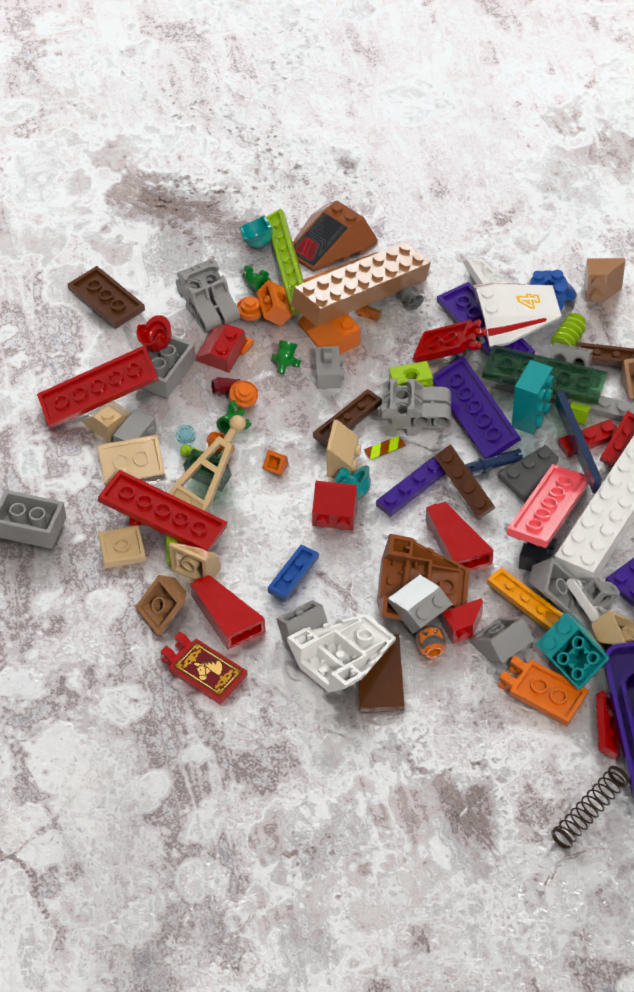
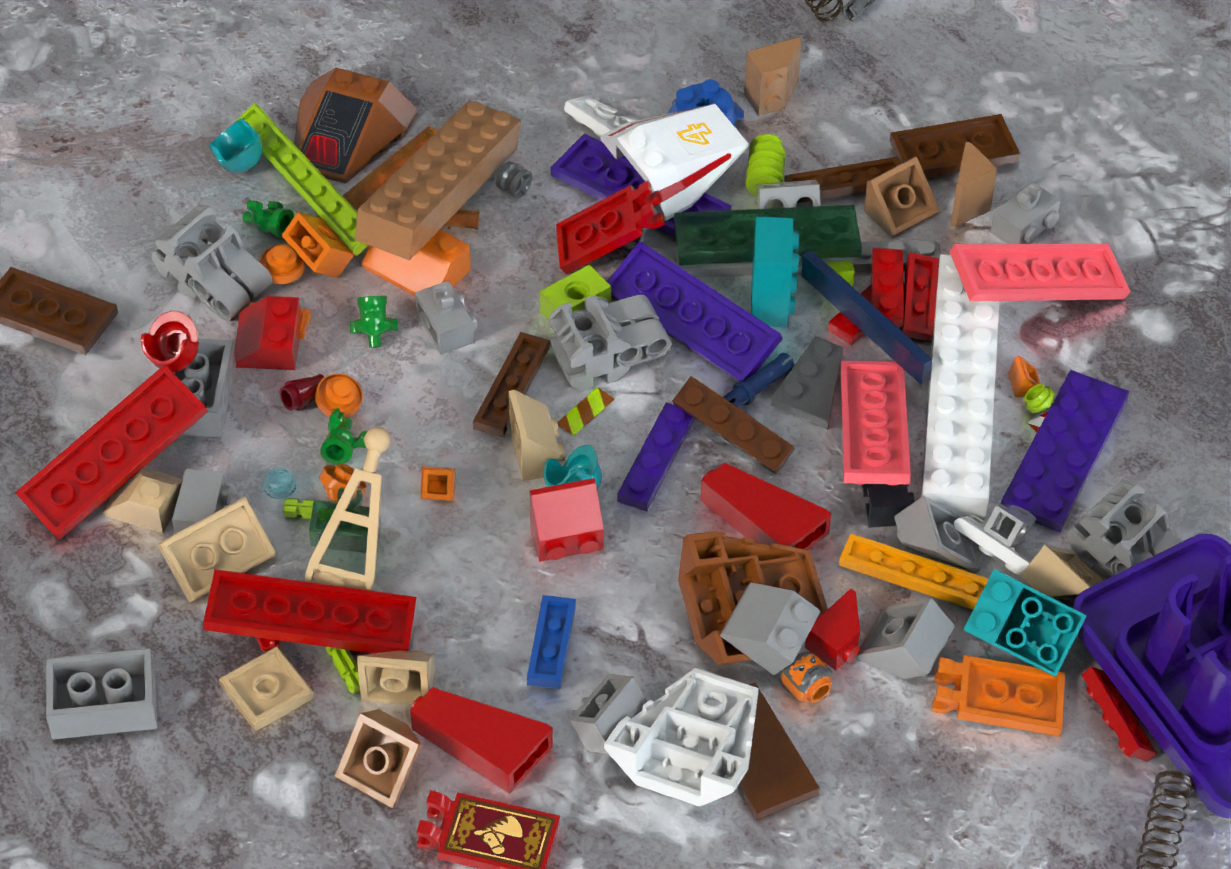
camera: 25 degrees left, 0 degrees up
(604, 427) = (887, 283): none -> red plate

